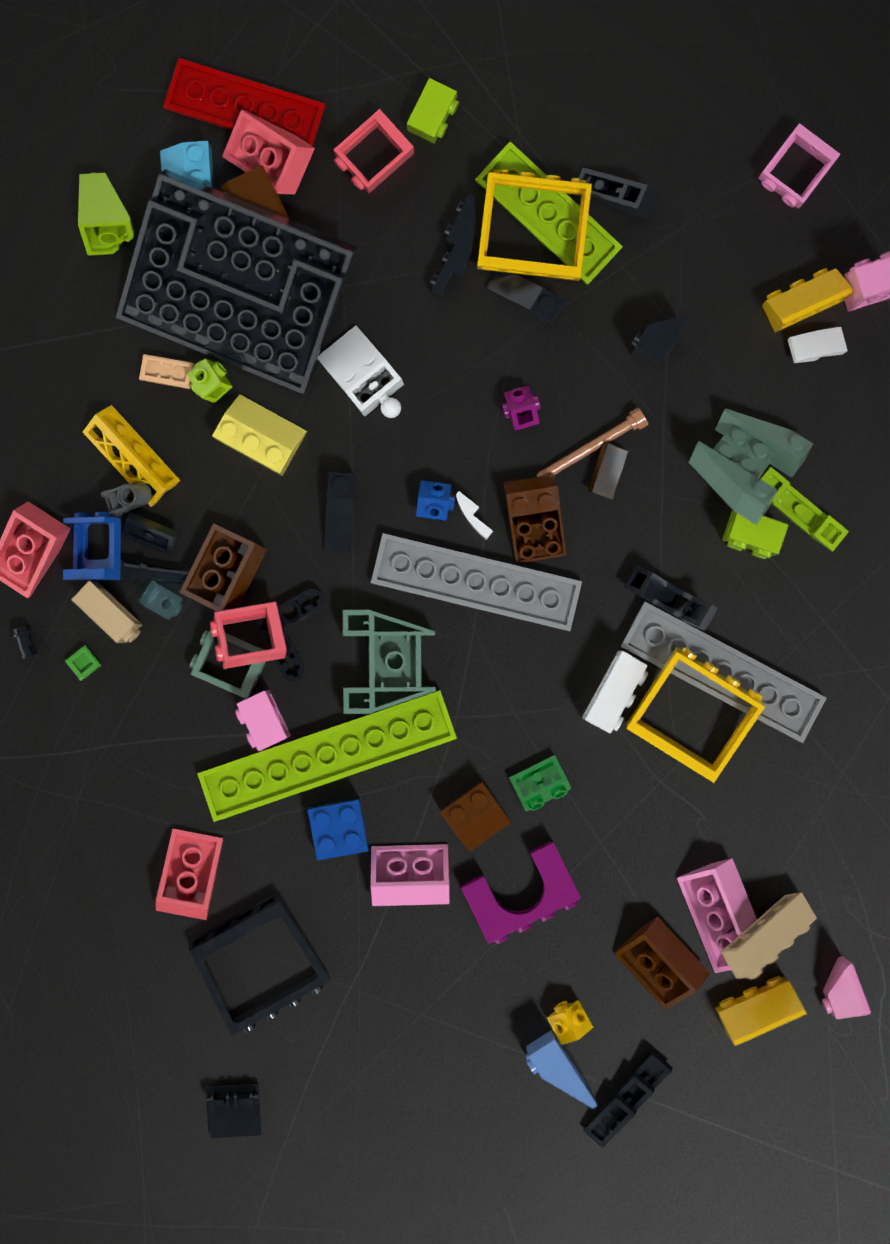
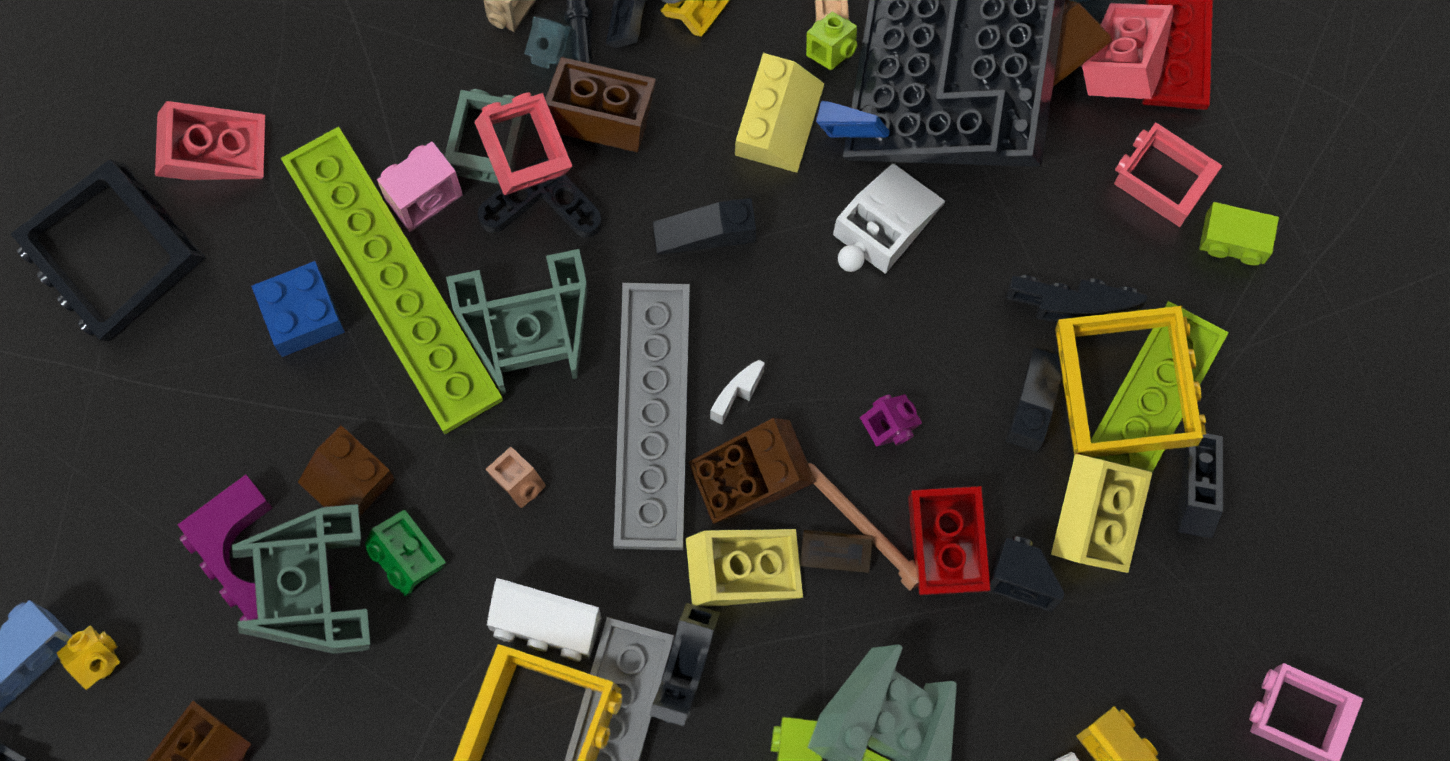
camera: 70 degrees right, 15 degrees down
(278, 387) = (849, 122): none -> blue slope
(409, 875) = (253, 410): bright pink slope -> none
(434, 500) = (745, 337): blue brick -> none
(501, 692) = (516, 477): none -> nougat bracket
(553, 864) = (295, 584): none -> sand green wedge
(605, 540) = (743, 566): none -> light yellow slope
(621, 387) = (949, 540): none -> red slope
(625, 272) = (1101, 513): none -> light yellow slope

